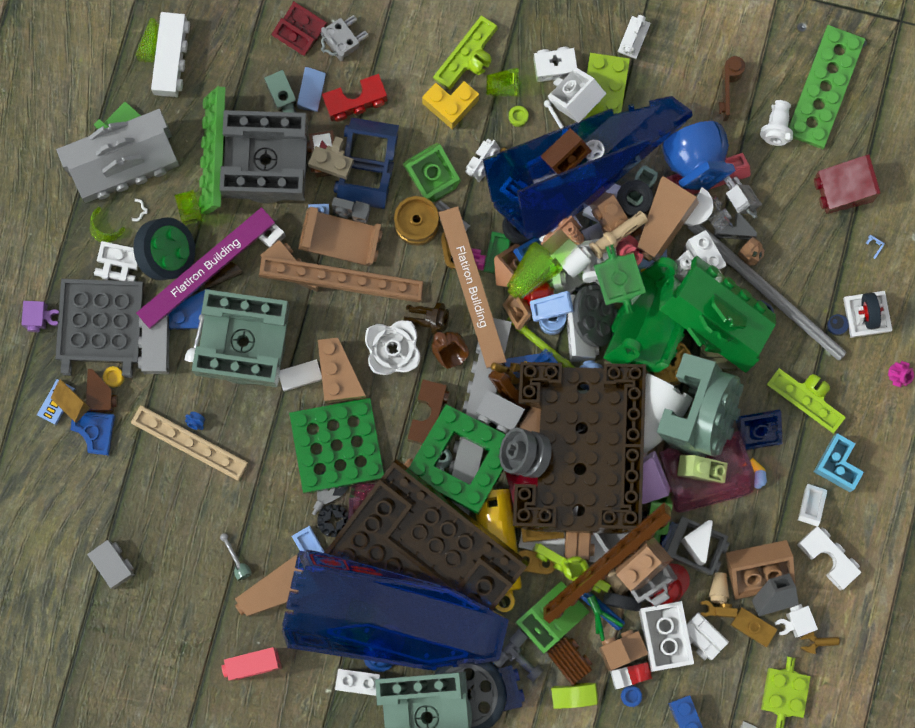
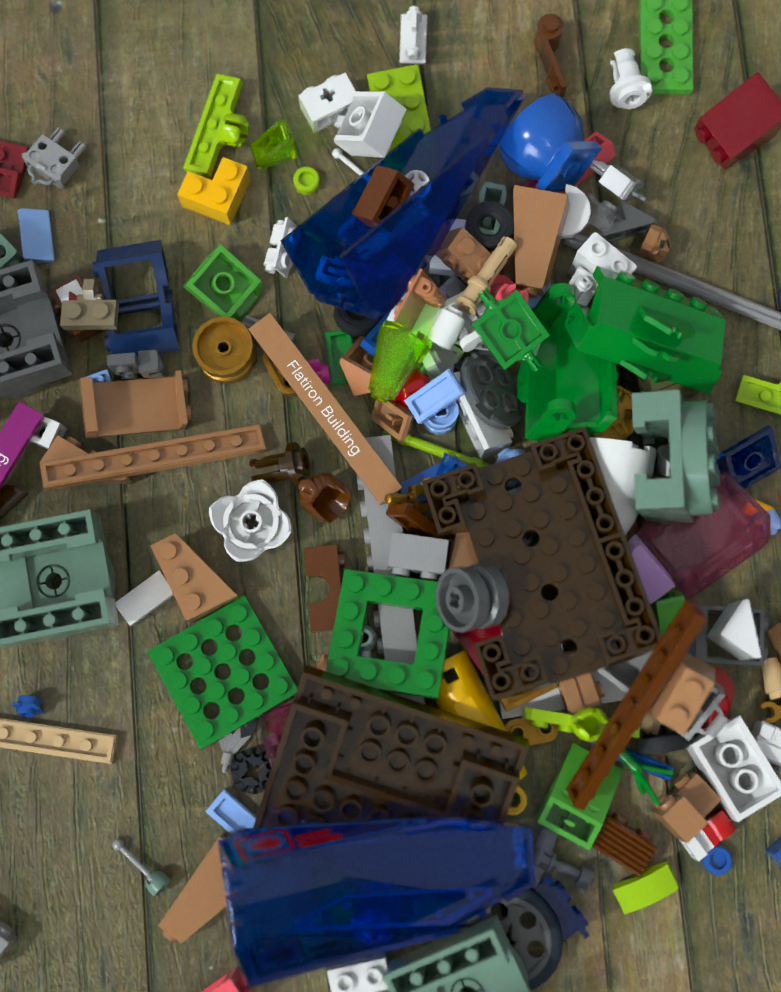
camera: 20 degrees left, 0 degrees up
(340, 106) = (81, 243): red arch -> none
(702, 469) = (697, 535): yellowish green slope -> none

